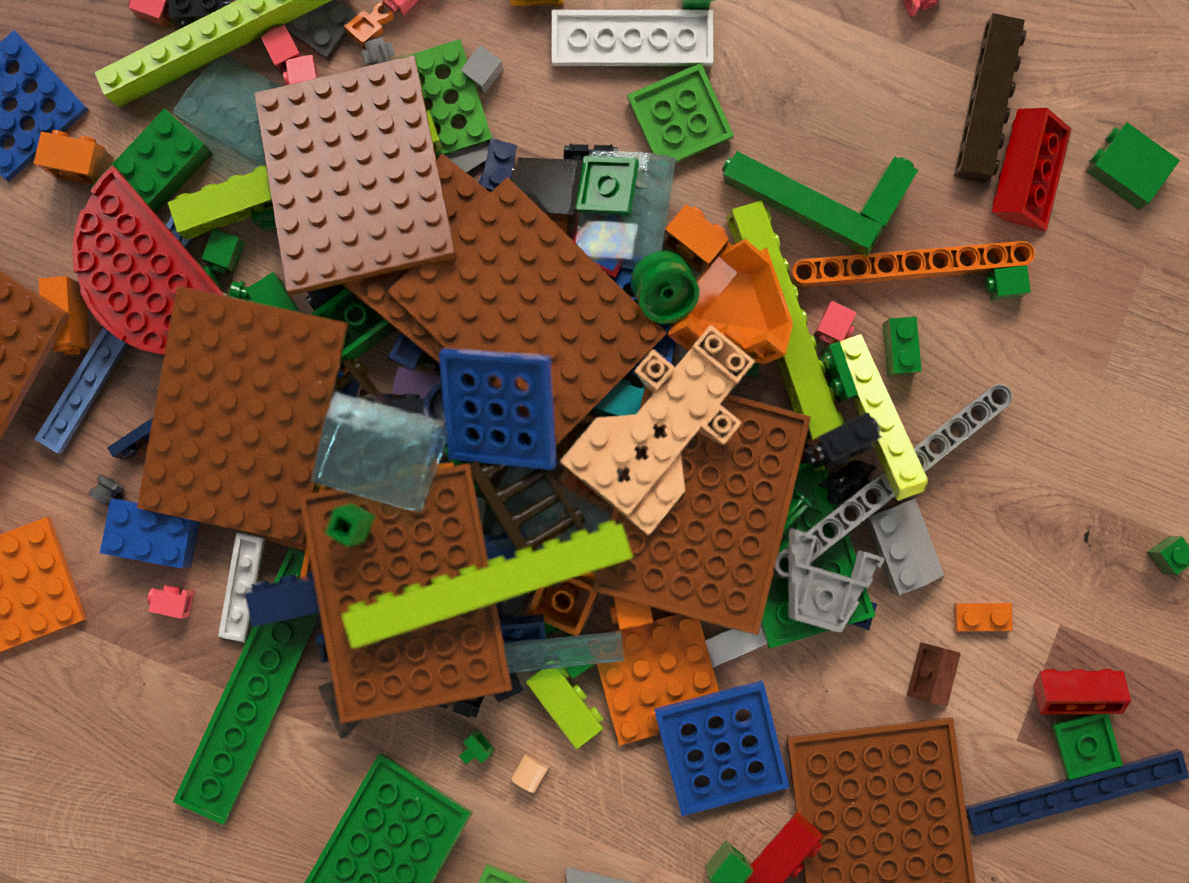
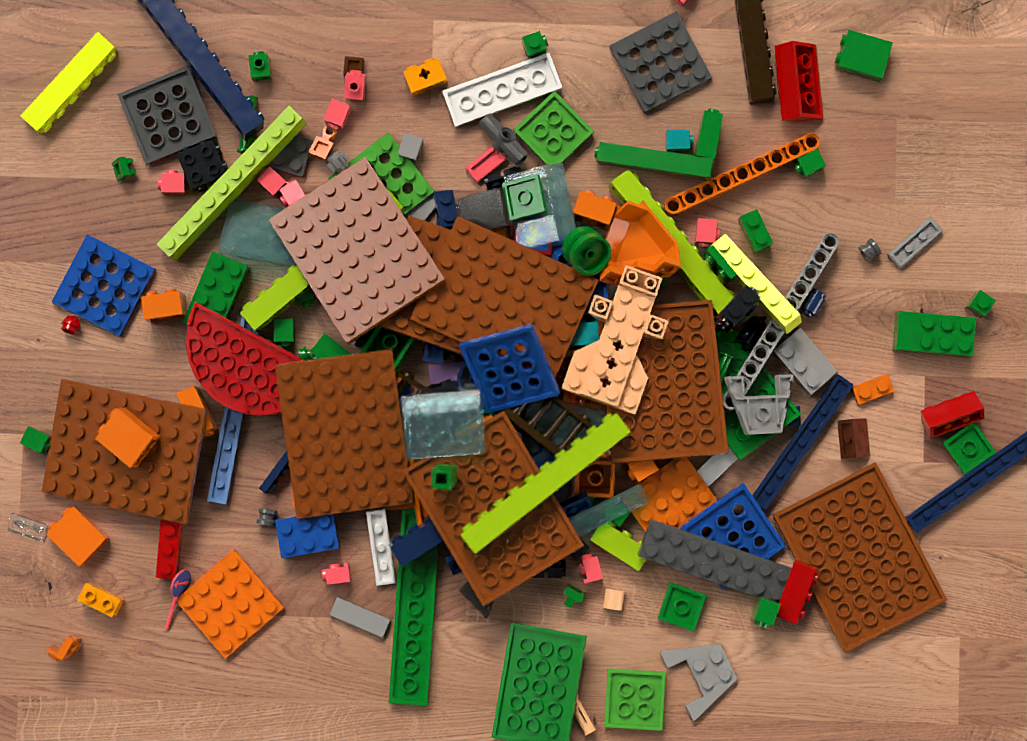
camera: 20 degrees left, 0 degrees up
(180, 670) = (360, 617): none -> light grey tile
(513, 720) = (590, 568): none -> coral brick
(575, 128) = (486, 164): none -> coral tile
(609, 102) = (503, 139): none -> dark grey piece
(617, 817) = (681, 606): none -> green plate
(684, 774) = (714, 561): none -> dark grey plate
(843, 187) = (678, 140): none -> teal brick
(862, 36) = (638, 82): none -> dark grey piece
(862, 652) = (801, 441): none -> dark blue plate
(945, 471) = (813, 303): none -> dark blue brick
(1047, 428) = (869, 250): none -> dark grey wheel
(1095, 573) = (934, 334): none -> green brick
(1111, 440) = (915, 242): none -> light grey tile

